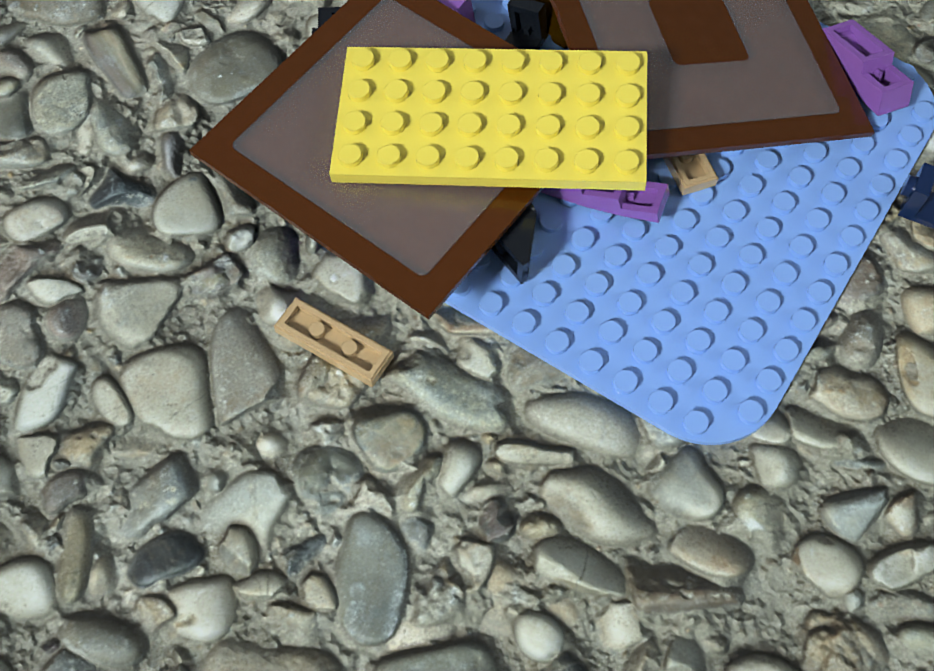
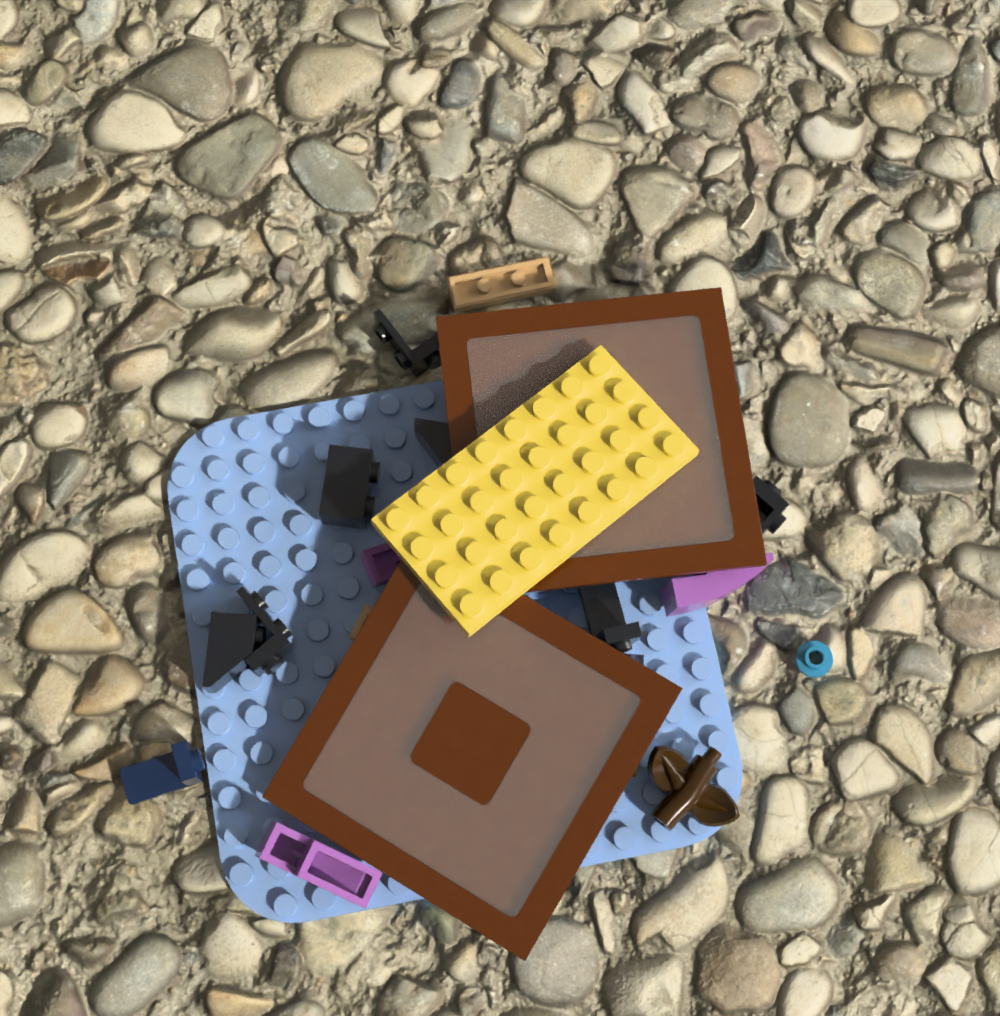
camera: 135 degrees right, 10 degrees up
(460, 330) = (417, 360): none -> black bracket
(622, 273) = (348, 487): none -> black brick
(786, 210) = (271, 653): none -> black bracket
(820, 236) = (229, 643): none -> black slope

